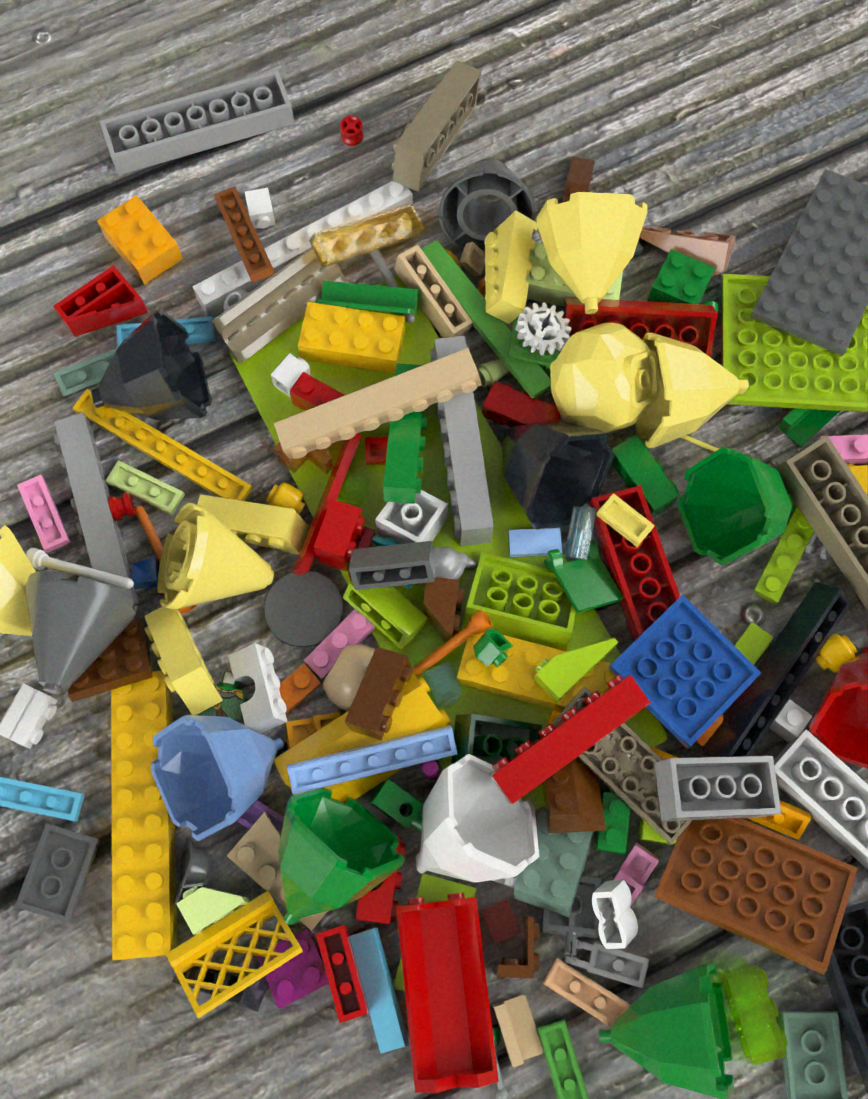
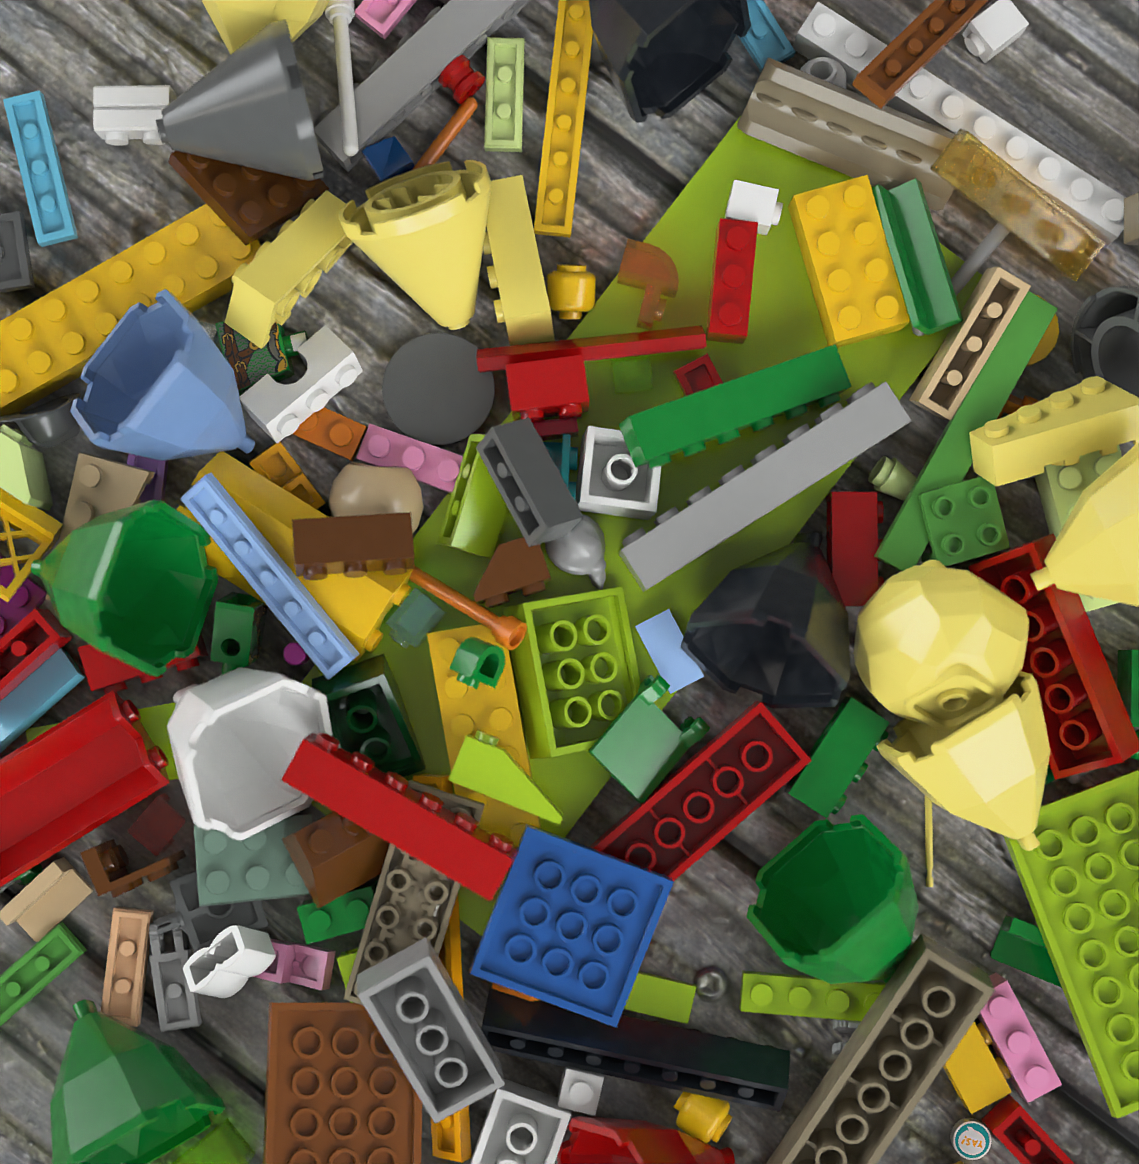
camera: 65 degrees right, 15 degrees up
(378, 404) = (749, 352): tan brick -> none
(472, 259) = (1060, 371): tan plate -> none
(532, 322) = (979, 507): white gear -> none
(580, 533) = (707, 707): clear light blue tile -> none
(625, 520) = (748, 761): light yellow tile -> none

